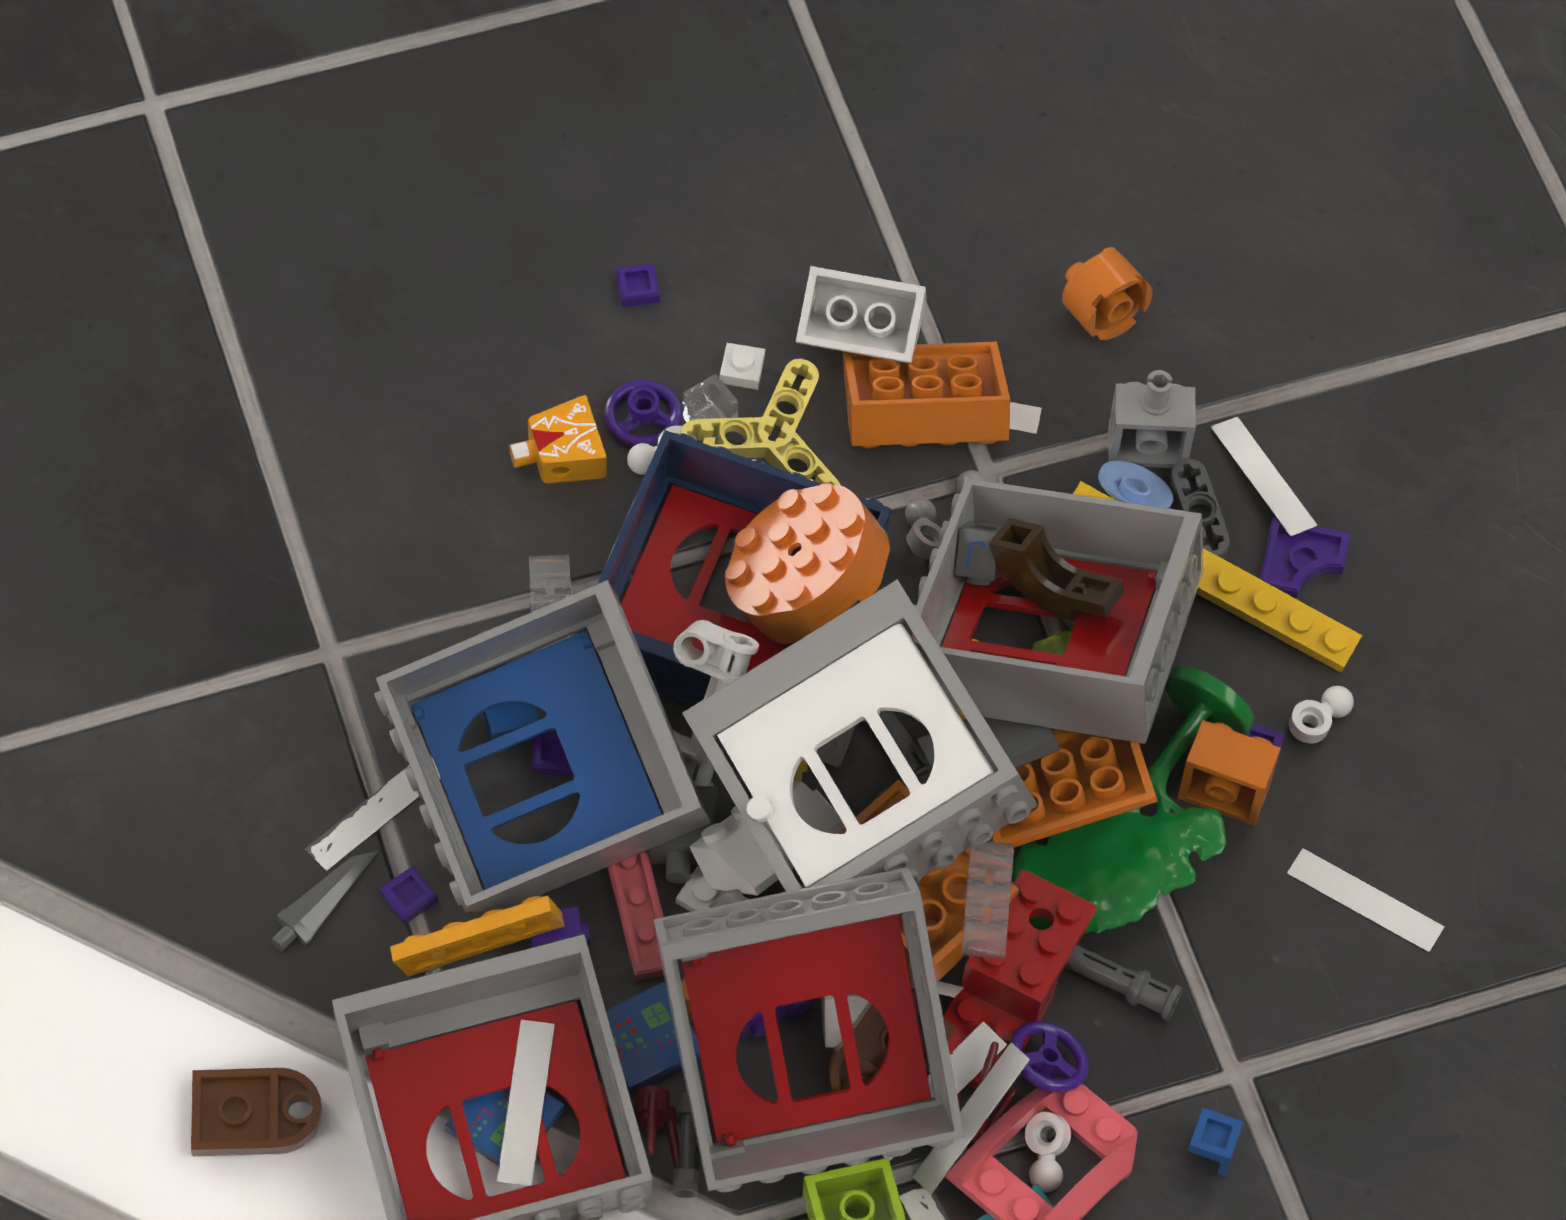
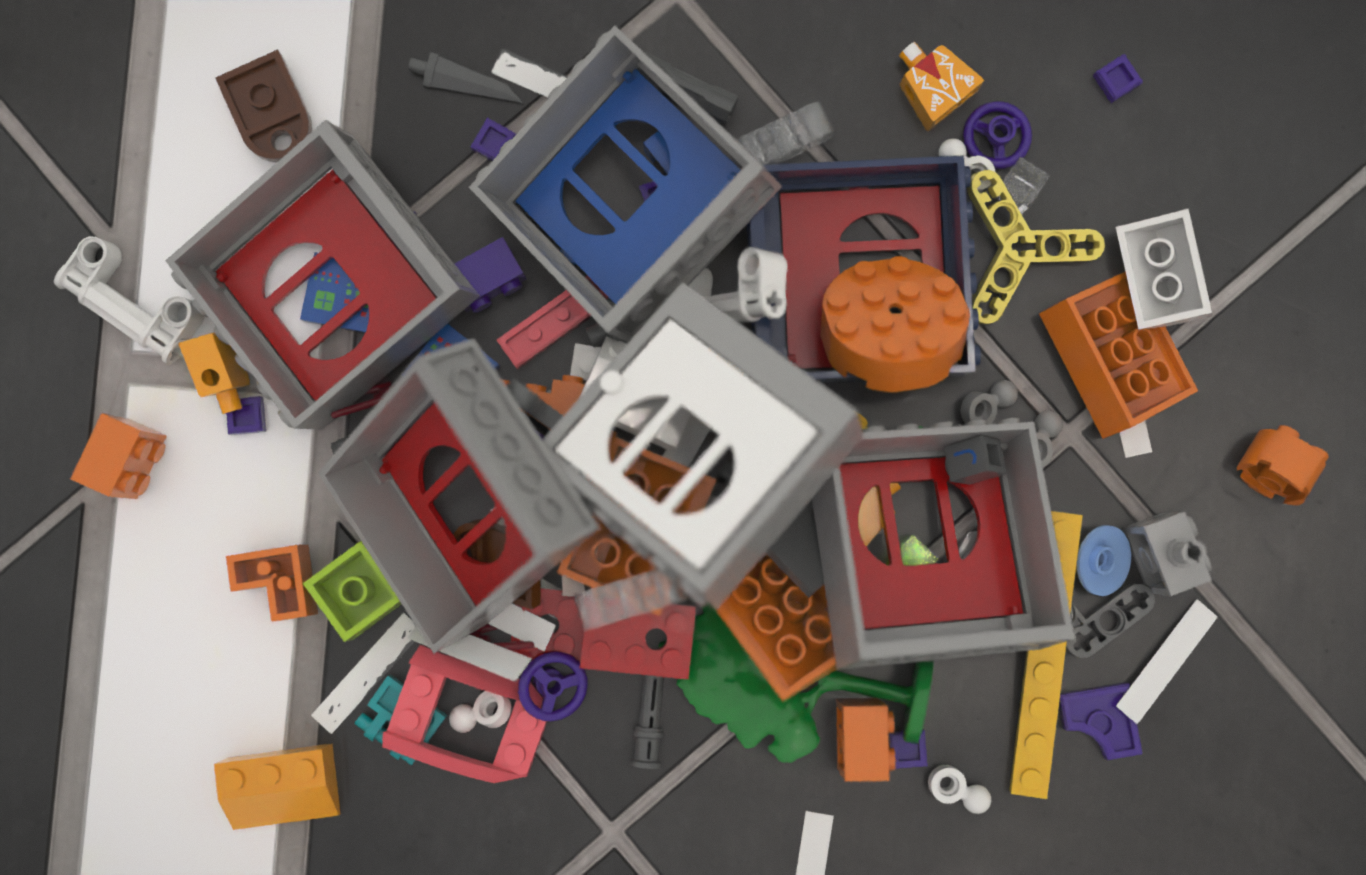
camera: 75 degrees right, 25 degrees up
(469, 938) = (472, 216): light orange plate -> none
(525, 1103) = (349, 304): white sticker -> none
(742, 366) = (1078, 194): white plate -> none
(1047, 578) = (969, 529): dark brown arch -> none
(1216, 1138) = (536, 843): blue panel -> none

